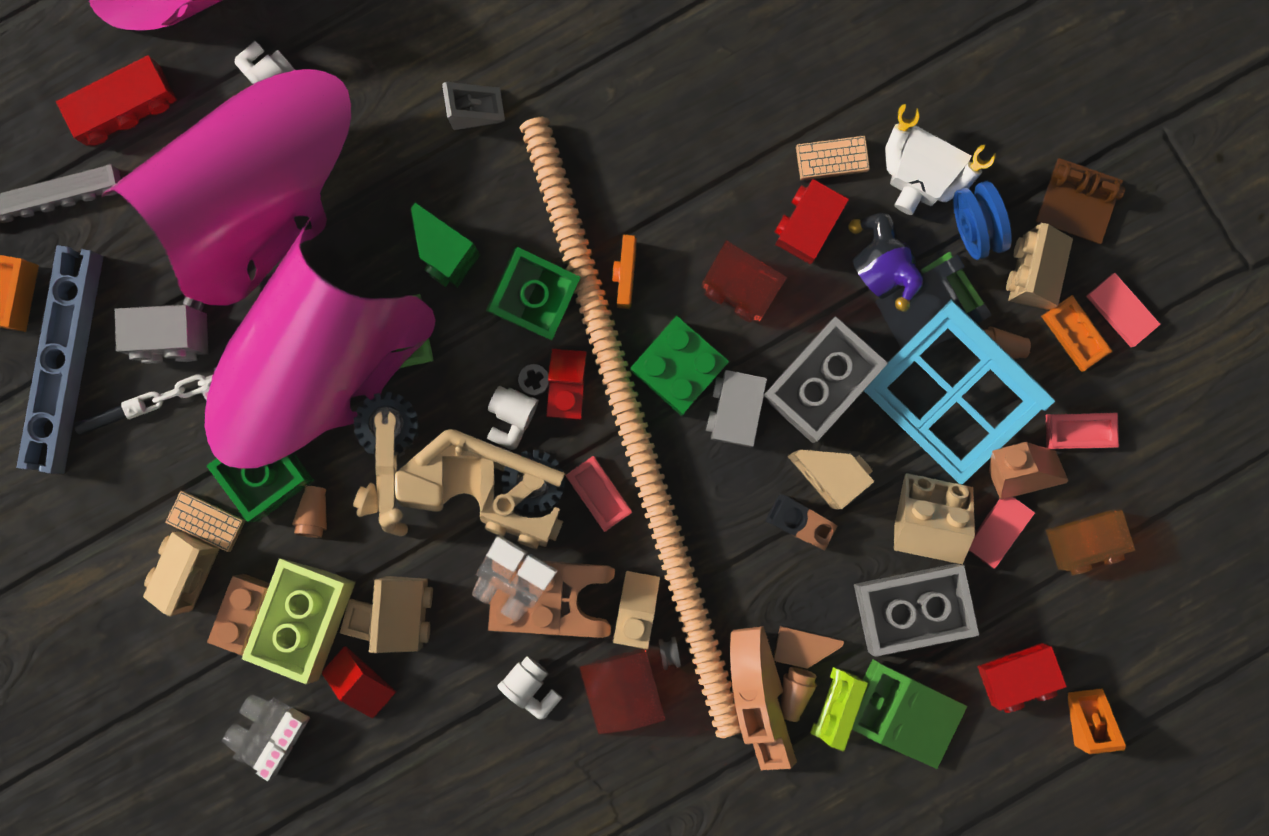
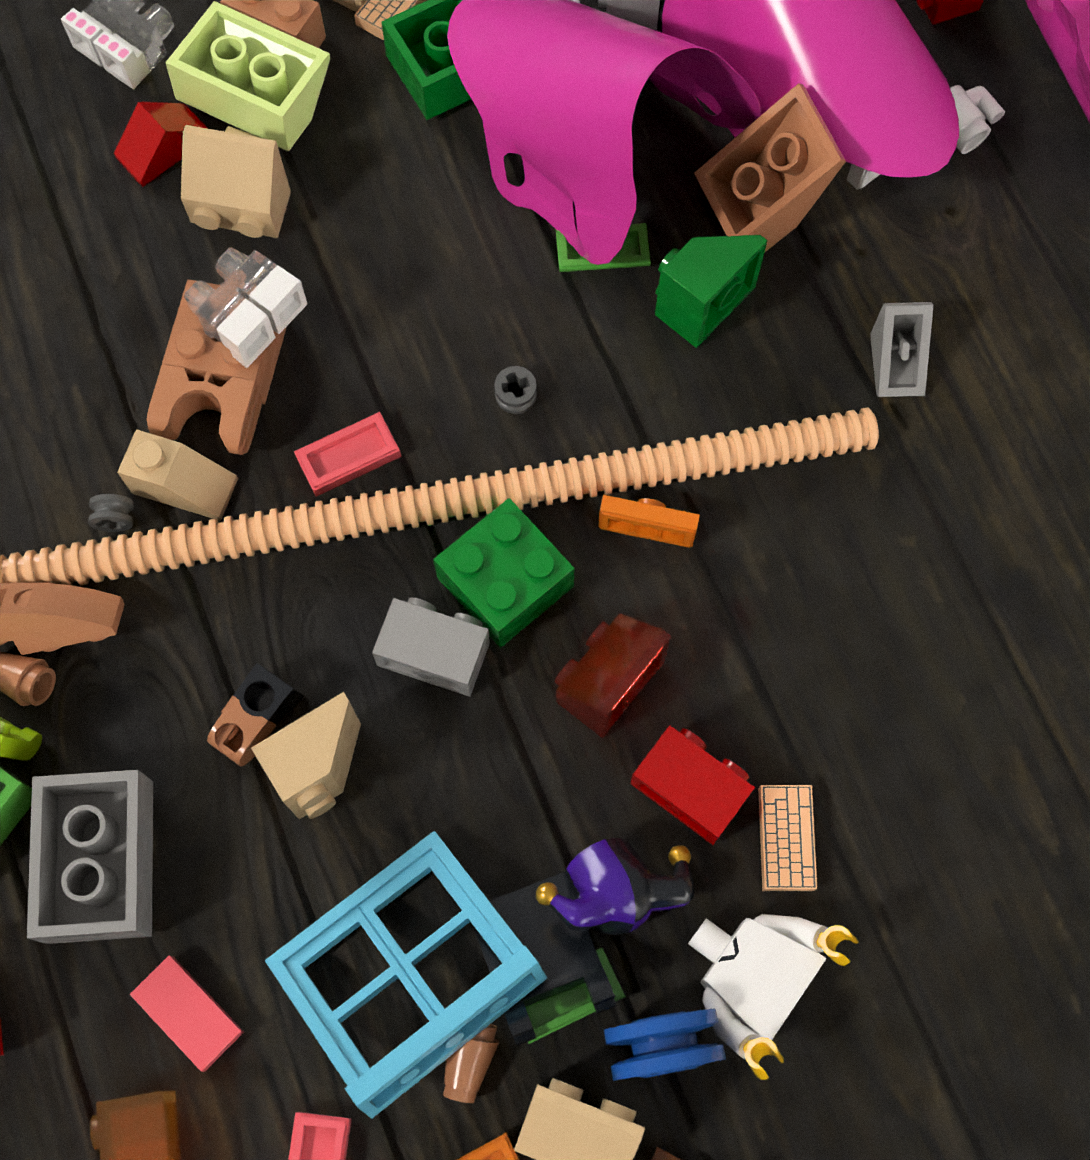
camera: 95 degrees right, 15 degrees down
(311, 513) = (383, 109): nougat cone -> none
(350, 207) = (772, 170): none -> nougat slope
(450, 467) = (410, 263): tan piece -> none
(514, 409) = (477, 358): white piece -> none
(523, 683) = (113, 325): white piece -> none
(533, 293) = (632, 388): green slope -> none
(566, 384) = (506, 430): red slope -> none
(622, 692) = (71, 452): clear red slope -> none
(802, 647) = (78, 697): nougat tile -> none
(824, 380) = (453, 768): light grey brick -> none
(934, 519) = (222, 910): tan slope -> none
(1025, 469) = (268, 1065): nougat slope -> none

